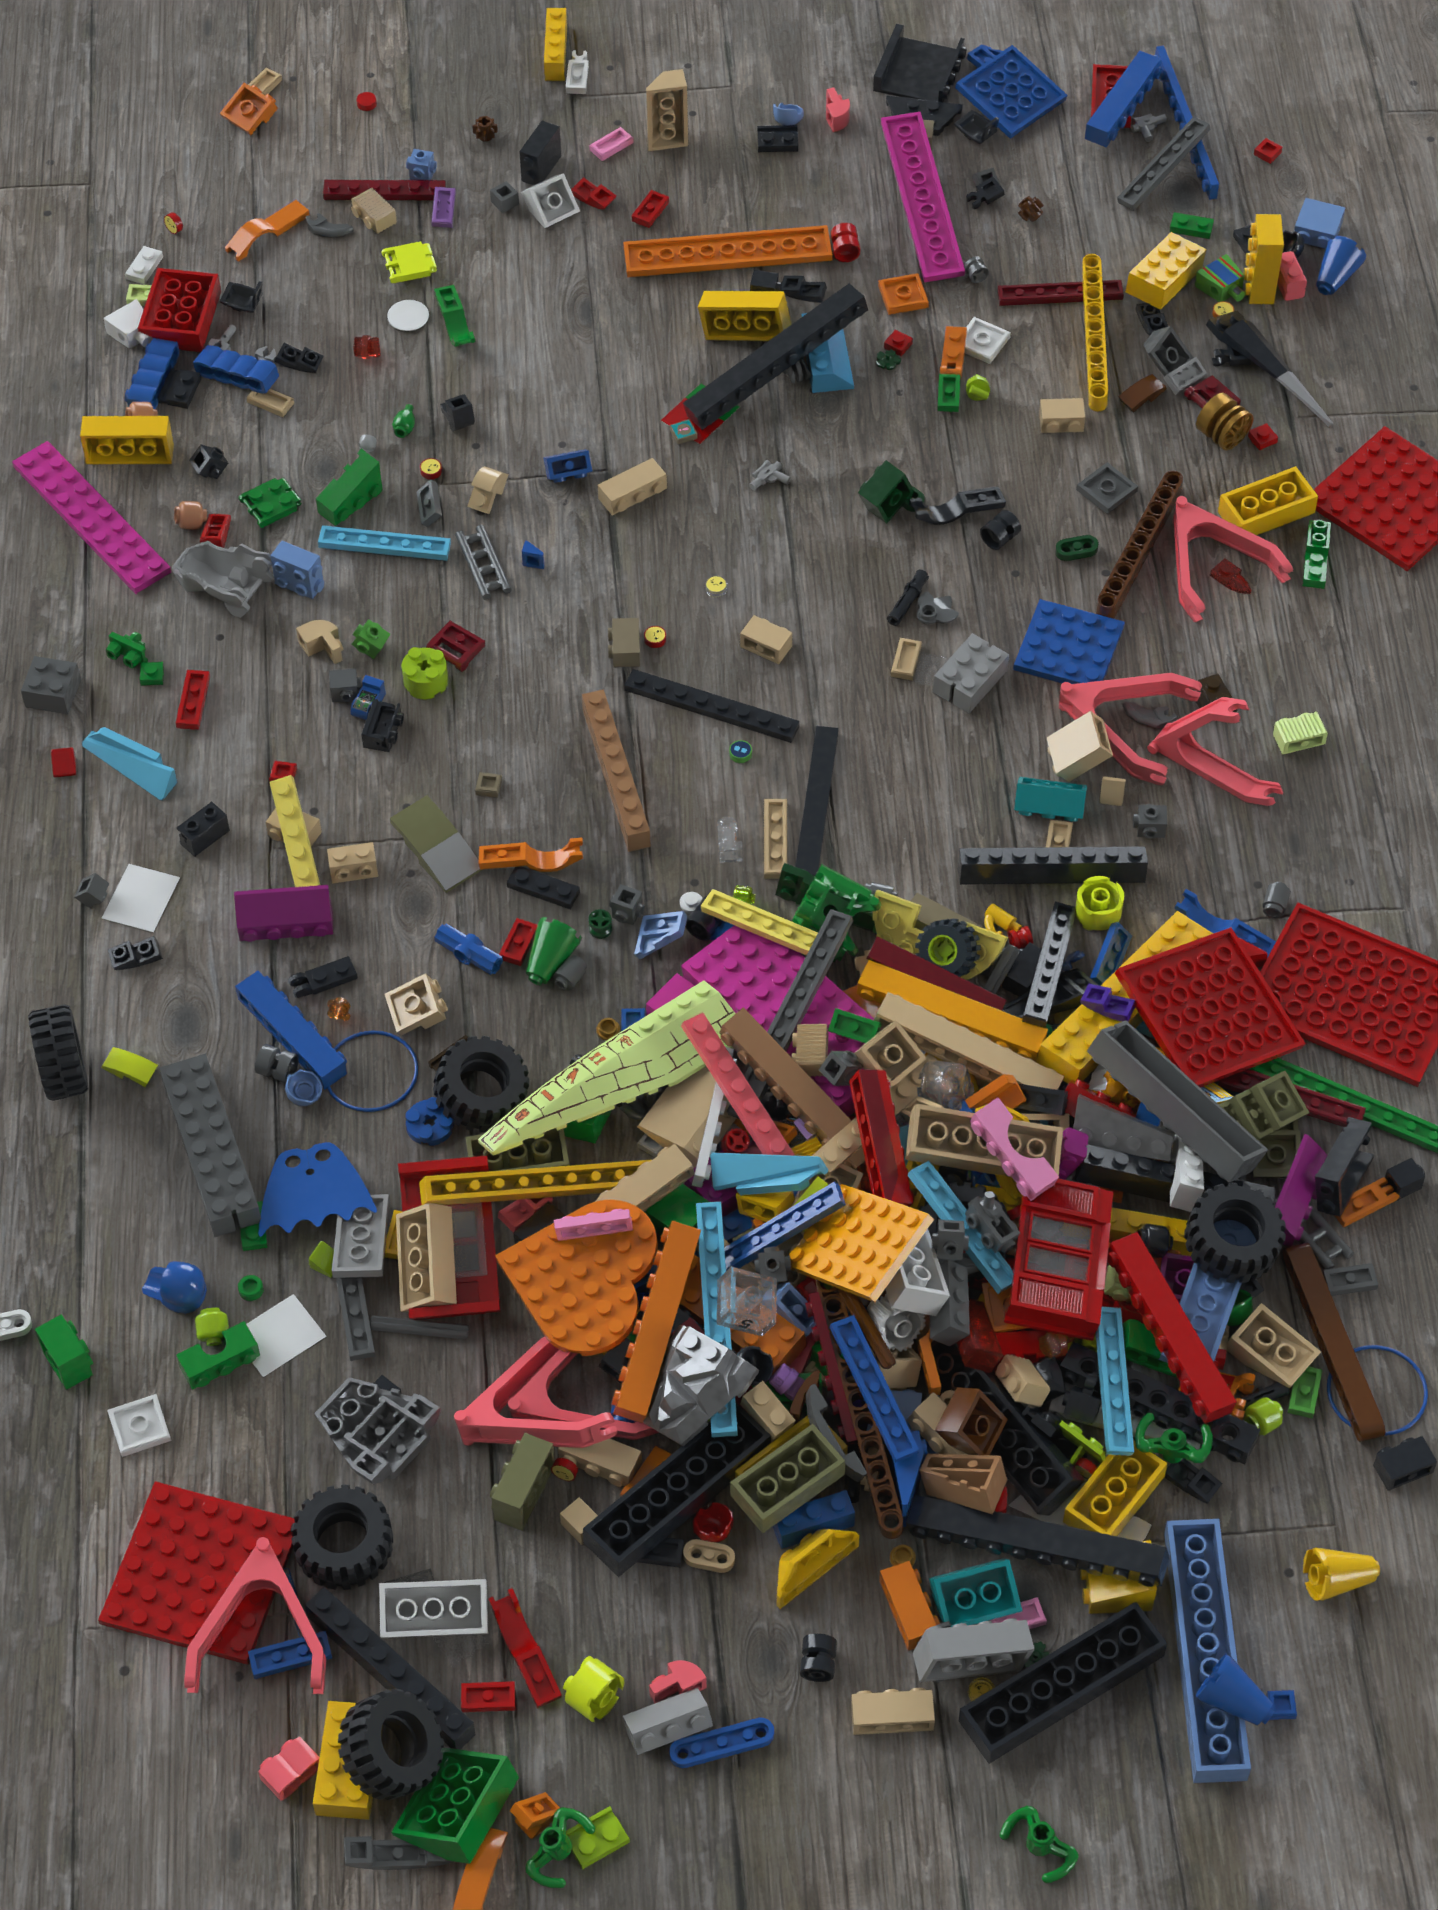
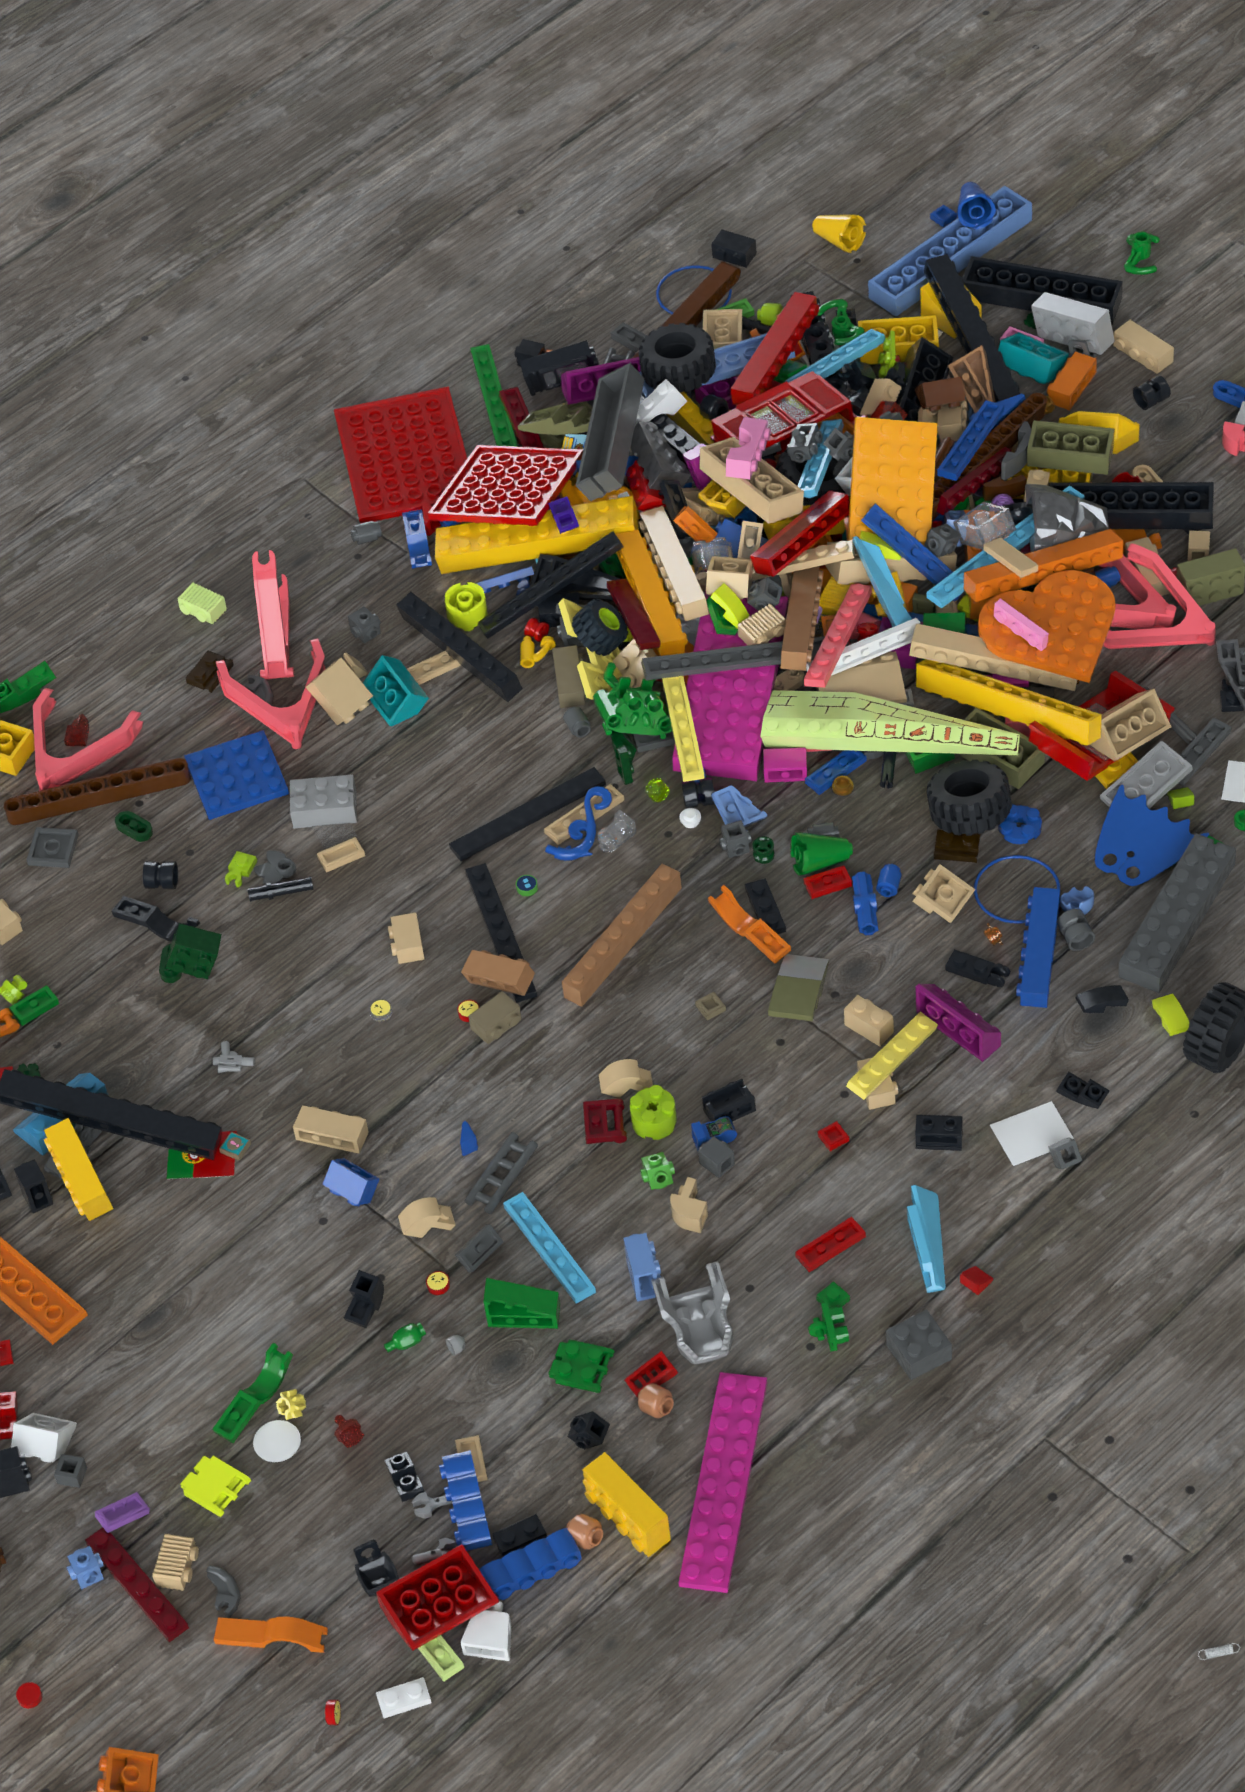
camera: 125 degrees left, 5 degrees down
(195, 1030) = (1098, 998): none -> black slope
(421, 329) = (291, 1404): none -> light yellow gear
(471, 981) = (889, 880): none -> blue brick
(473, 674) = (622, 1076): none -> tan brick
(661, 662) = (498, 972): none -> medium nougat brick
(679, 1280) = (1010, 557): none -> tan tile
(755, 826) = (589, 827): none -> blue plant
(852, 1031) = (729, 601): none -> neon yellow slope
(961, 592) = (240, 865): none -> lime plate

